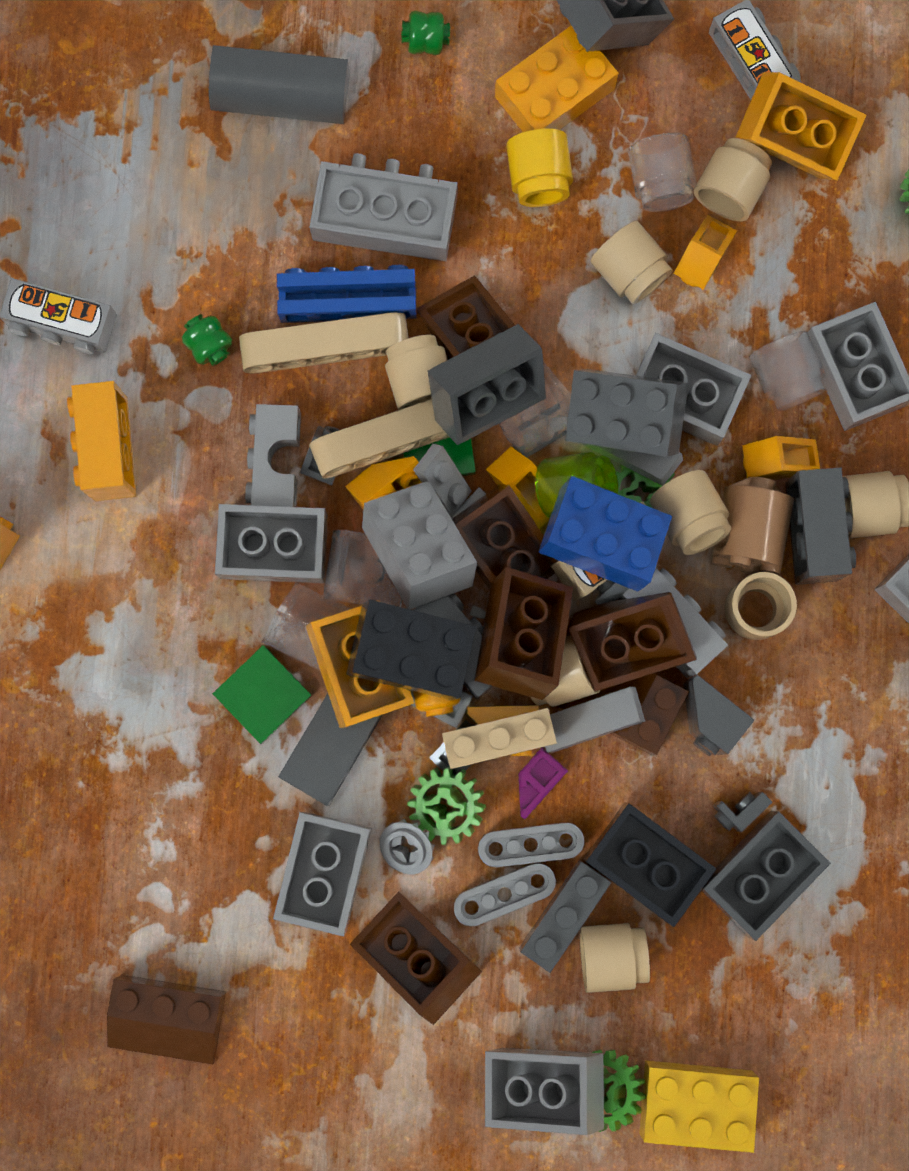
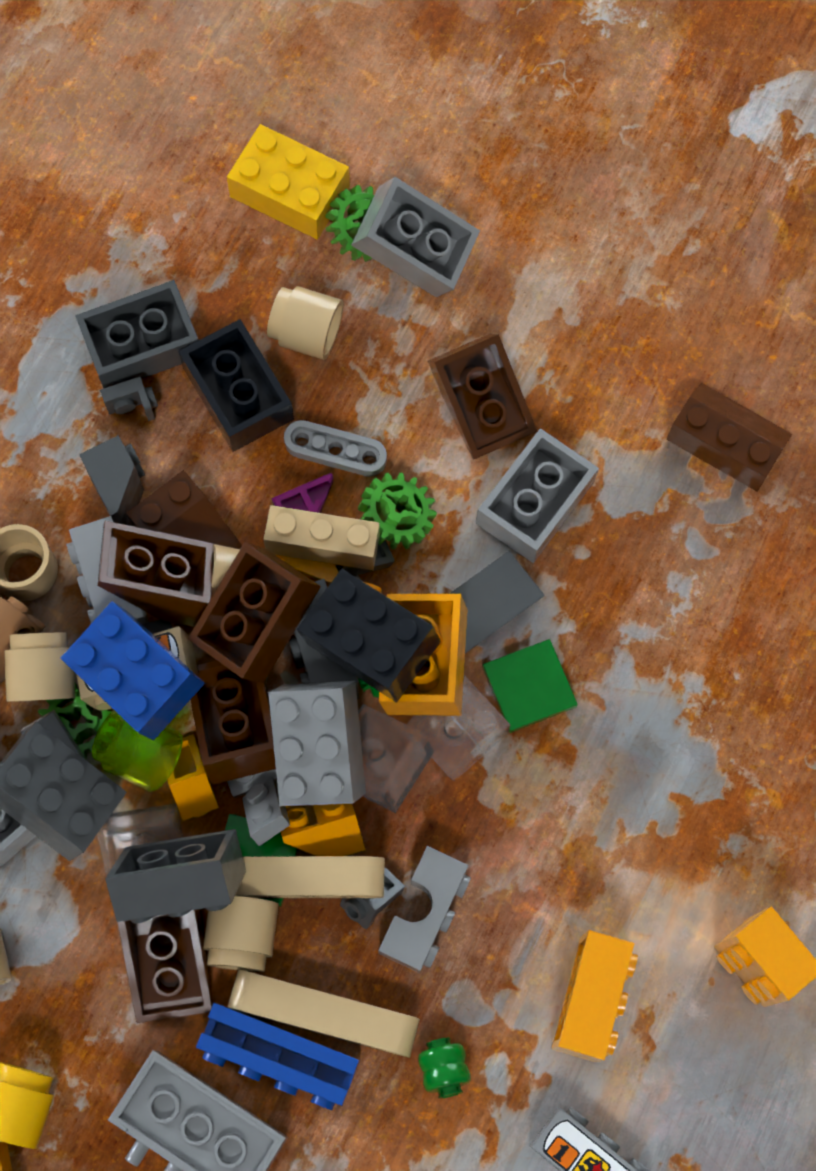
camera: 160 degrees left, 10 degrees down
(271, 543) = (461, 820): light grey brick -> none
(399, 856) = (460, 487): light grey gear -> none
(521, 894) = (394, 410): light grey plate -> none
(564, 916) = (334, 374): dark grey brick -> none
(596, 718) = (219, 524): light grey tile -> none

